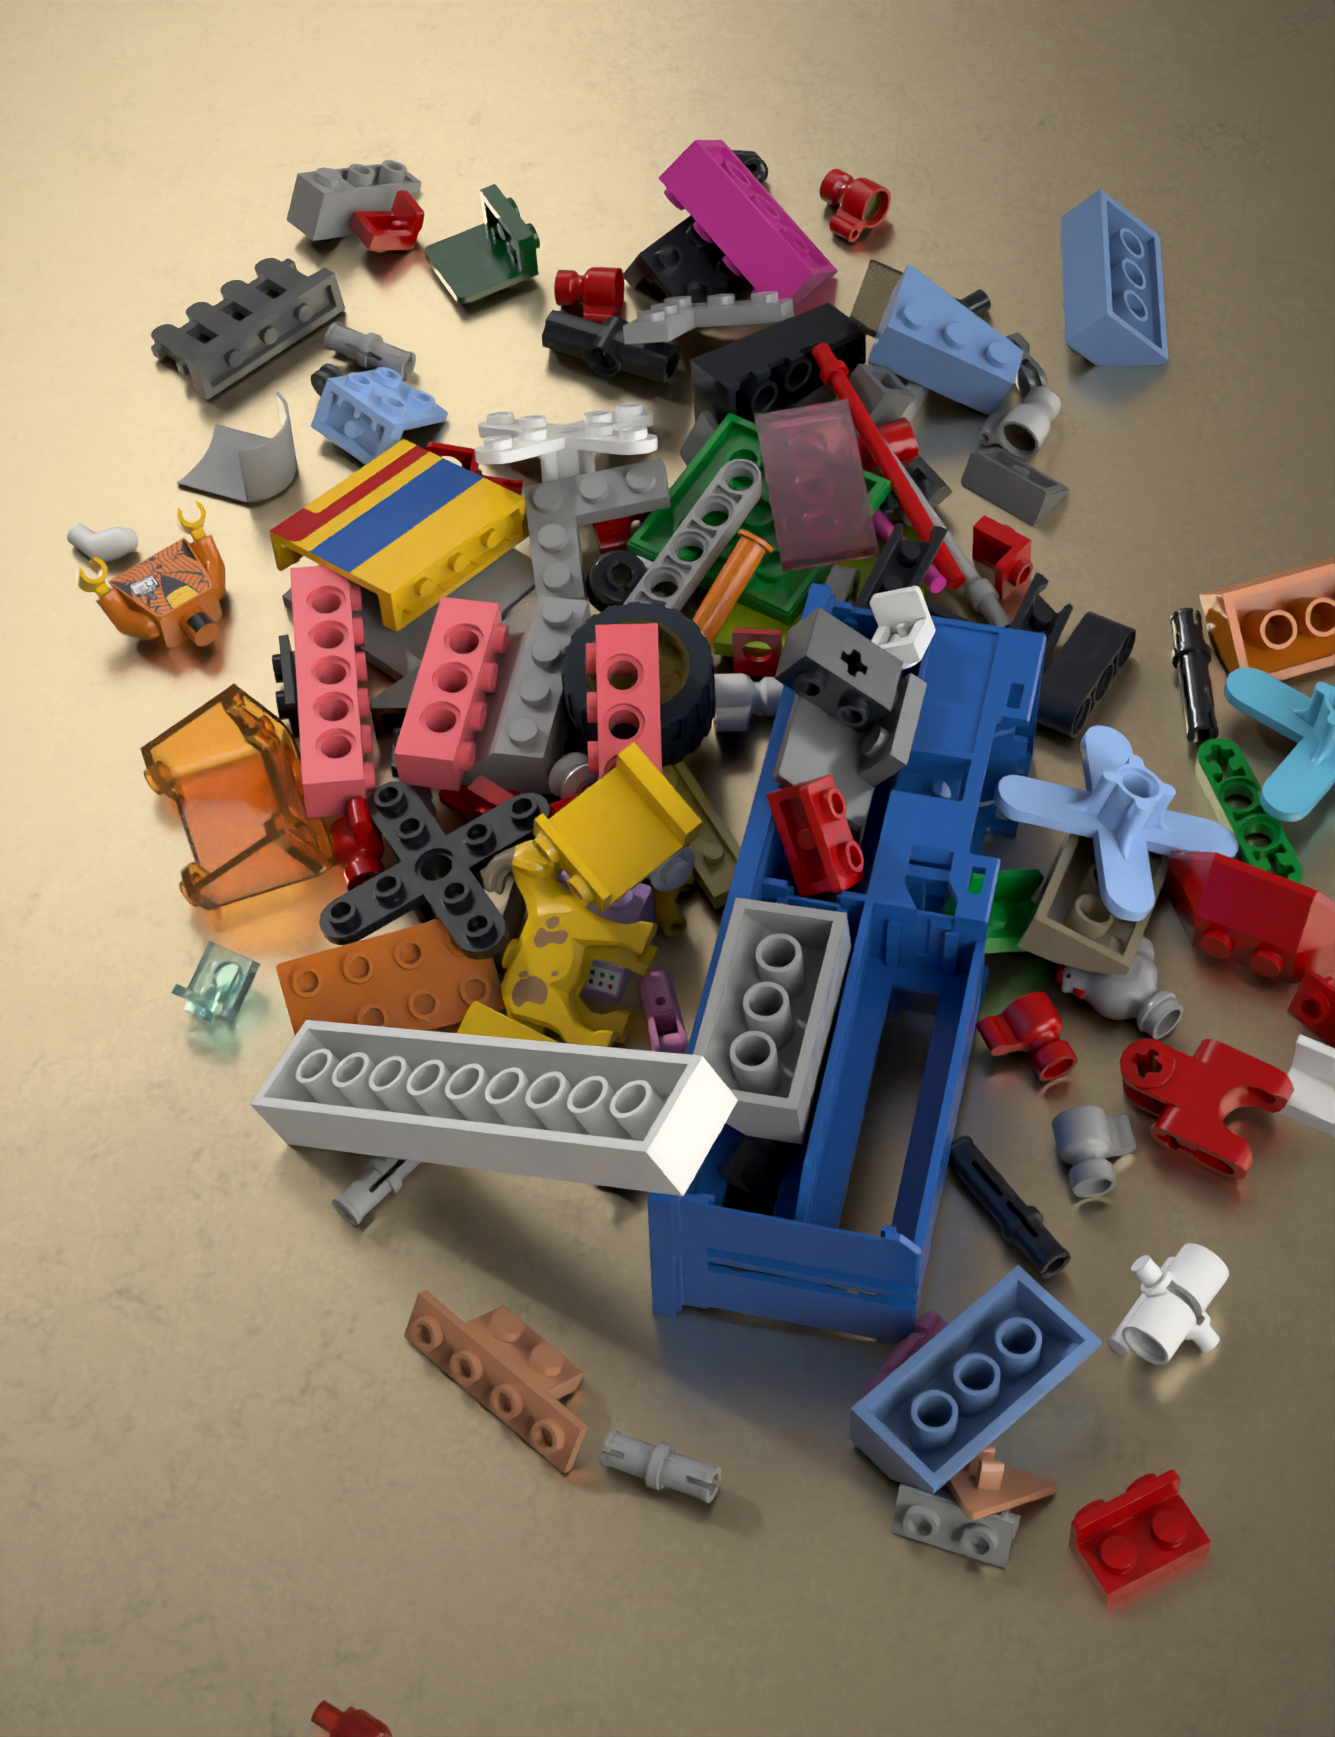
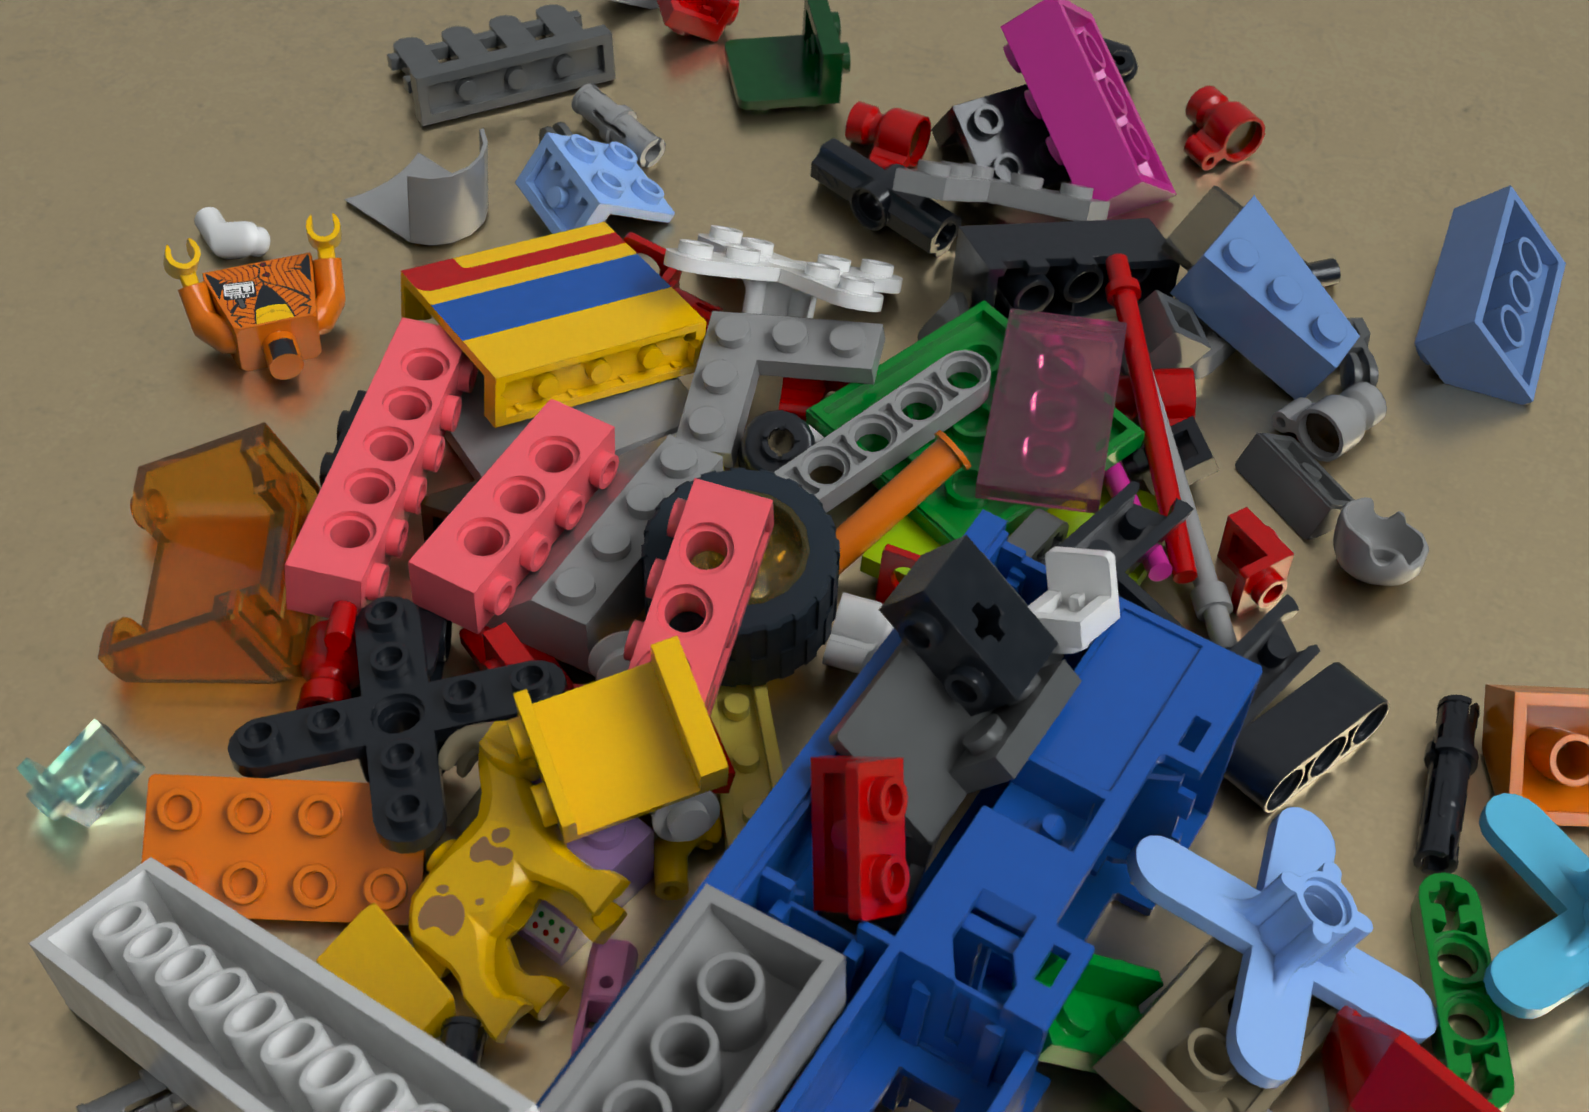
camera: 10 degrees right, 5 degrees down
(1089, 514) = (1378, 547): none -> light grey hair

